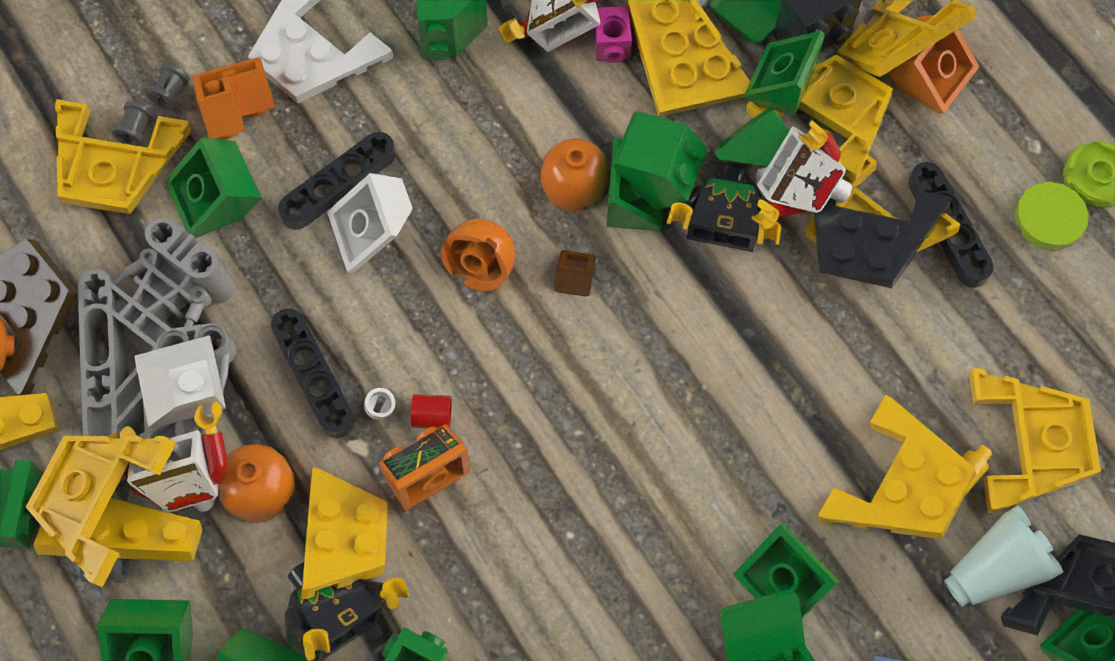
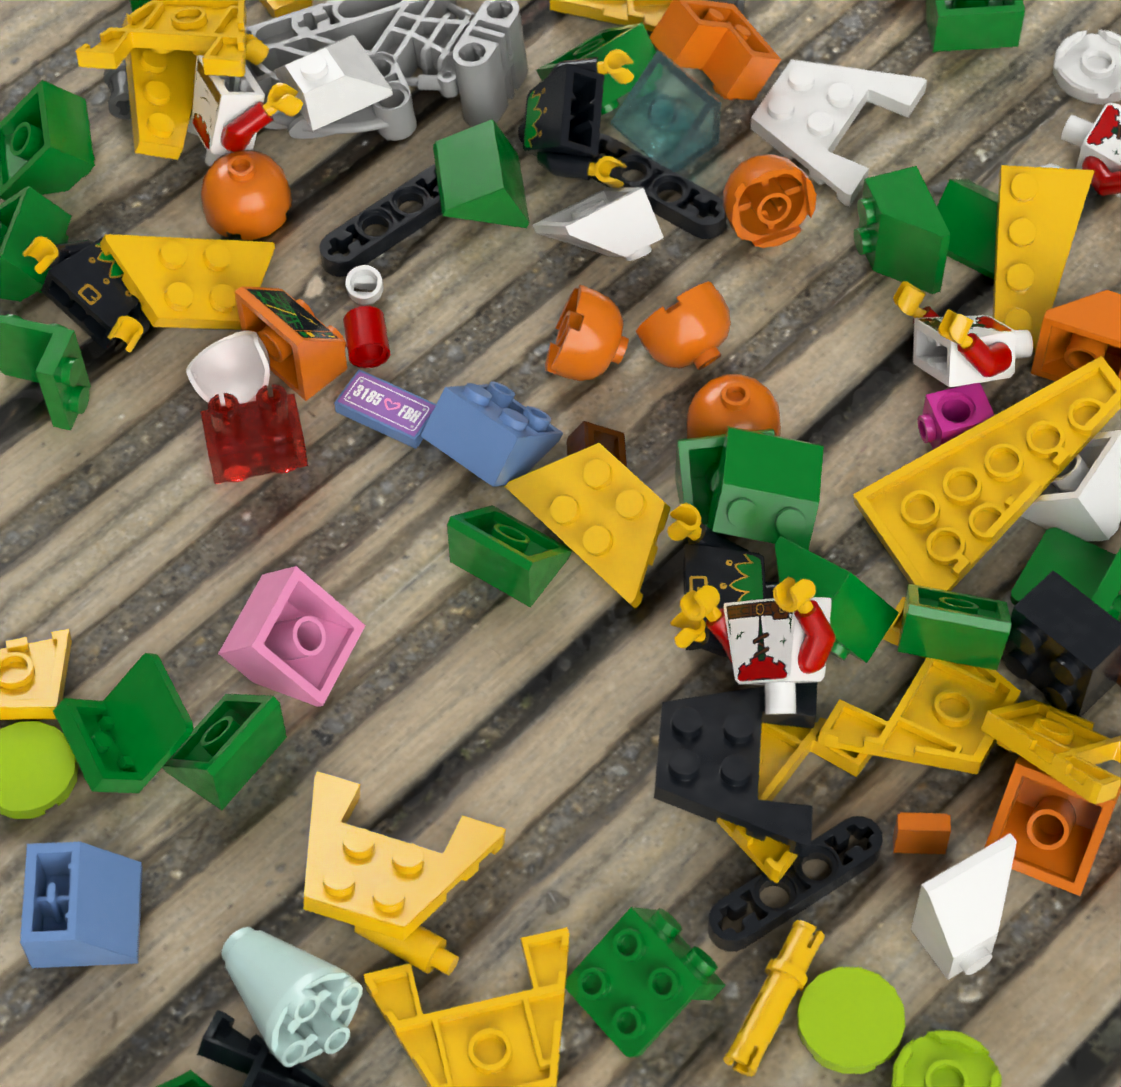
camera: 80 degrees right, 10 degrees down
(275, 216) = (566, 118): none -> black torso
(279, 149) = (669, 115): none -> clear light blue slope
(301, 297) = (481, 177): none -> green slope
(384, 102) = (768, 200): none -> orange cylinder
(440, 517) = (231, 366): none -> white helmet
(492, 181) = (688, 330): none -> orange cylinder
(499, 411) = (385, 408): none -> tile
(511, 512) = (253, 435): none -> clear red brick
(548, 337) = (490, 431): none -> medium blue slope
(639, 278) = (598, 514): none -> yellow wing
(654, 347) = (505, 552): none -> green slope
(700, 515) = (292, 637): none -> bright pink slope
(930, 138) = (921, 833): none -> orange tile
(994, 123) = (963, 909): none -> white slope
(1015, 328) = (642, 978): none -> green bracket
(1034, 255) = (784, 977): none -> yellow pin

